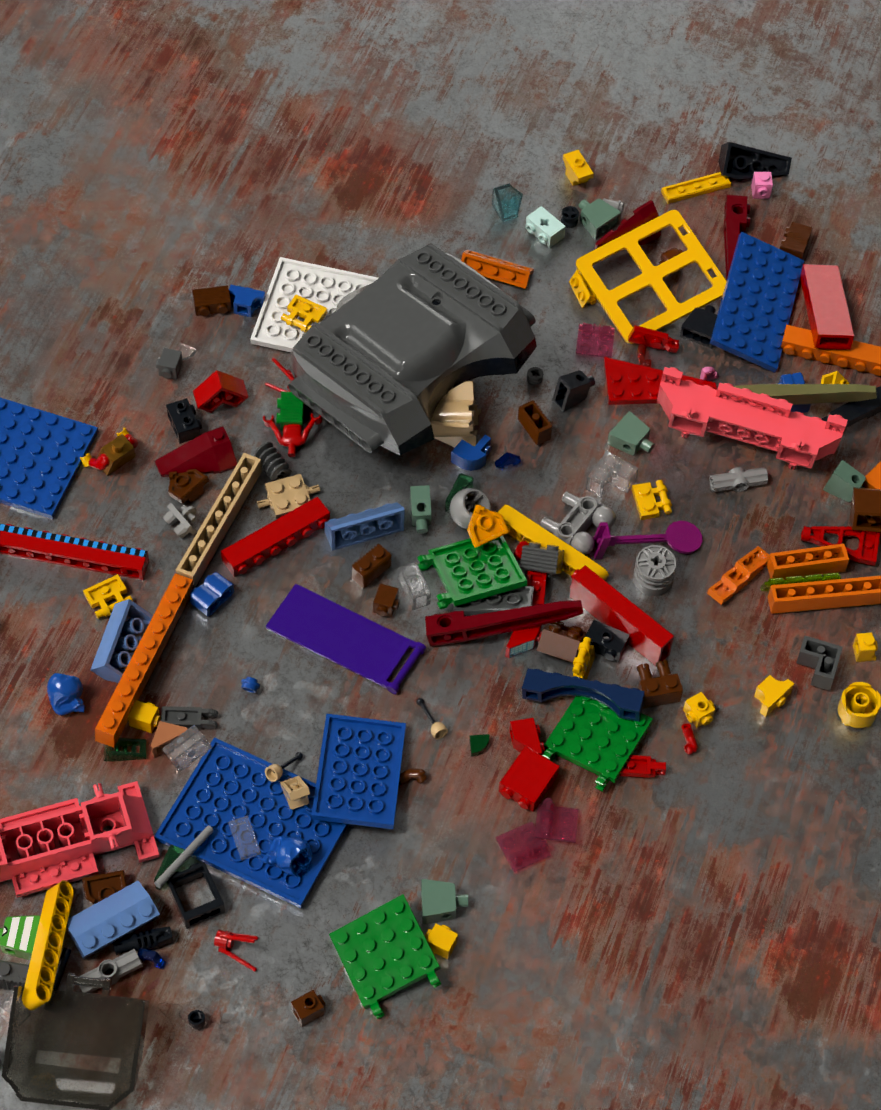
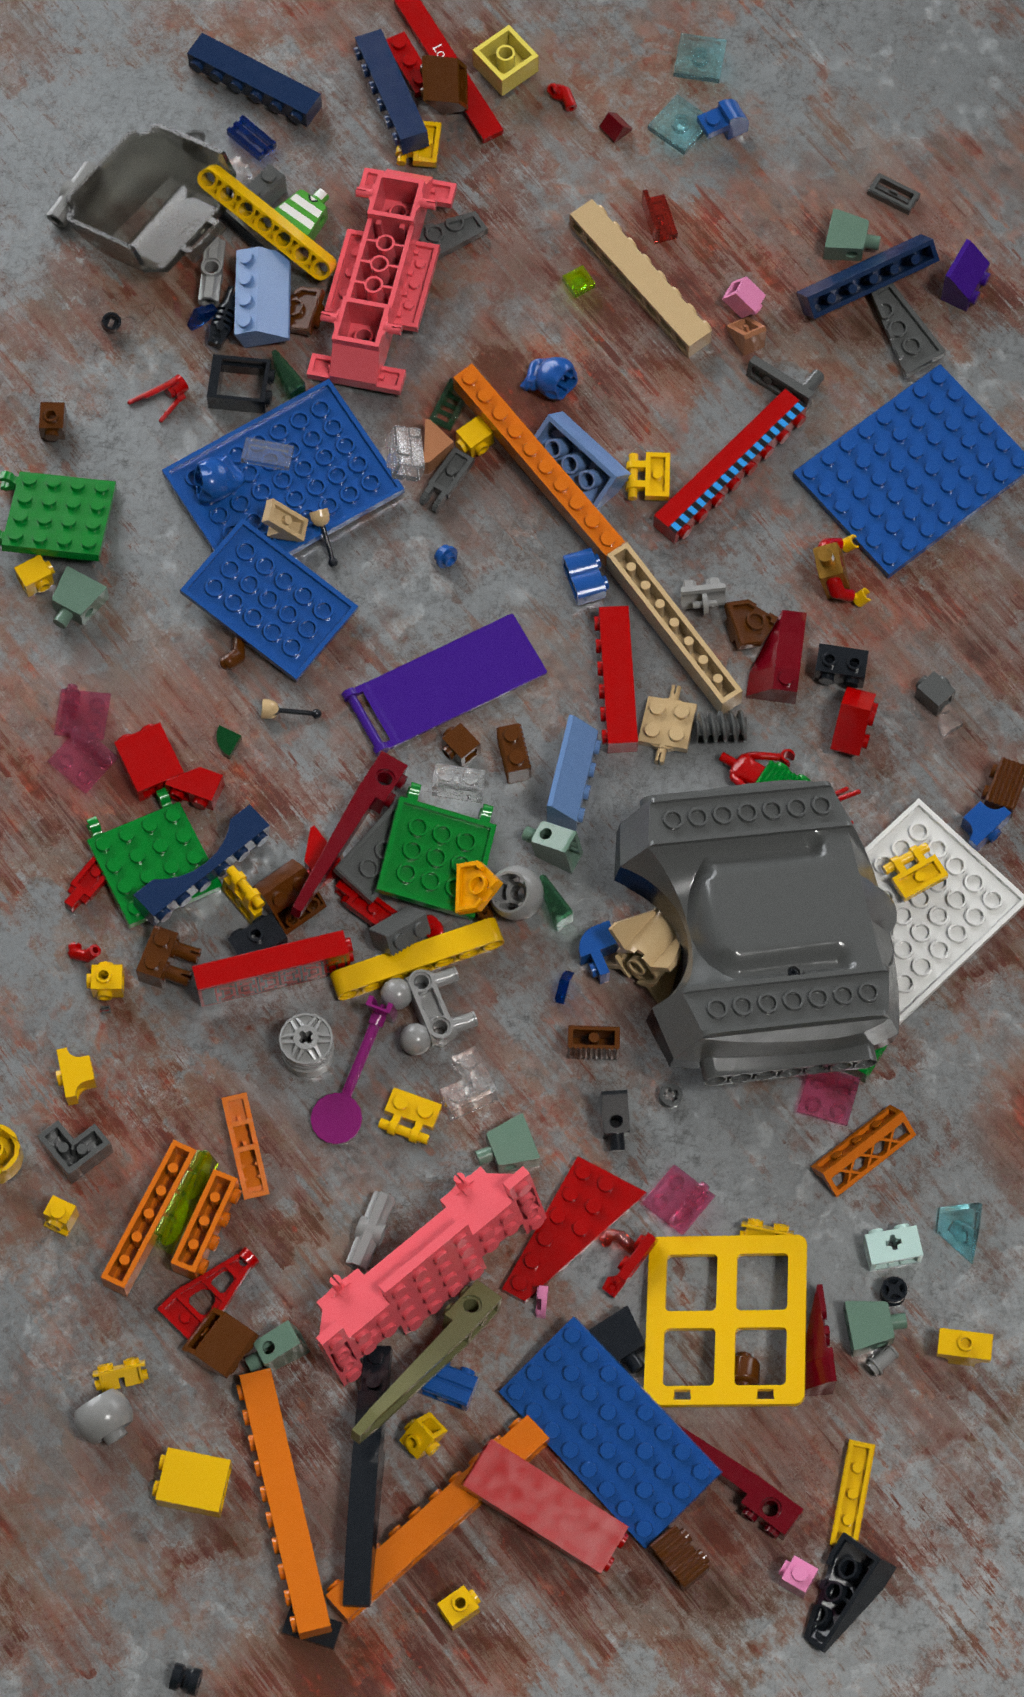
camera: 125 degrees right, 10 degrees up
(183, 857) = (282, 386): light grey bar -> none

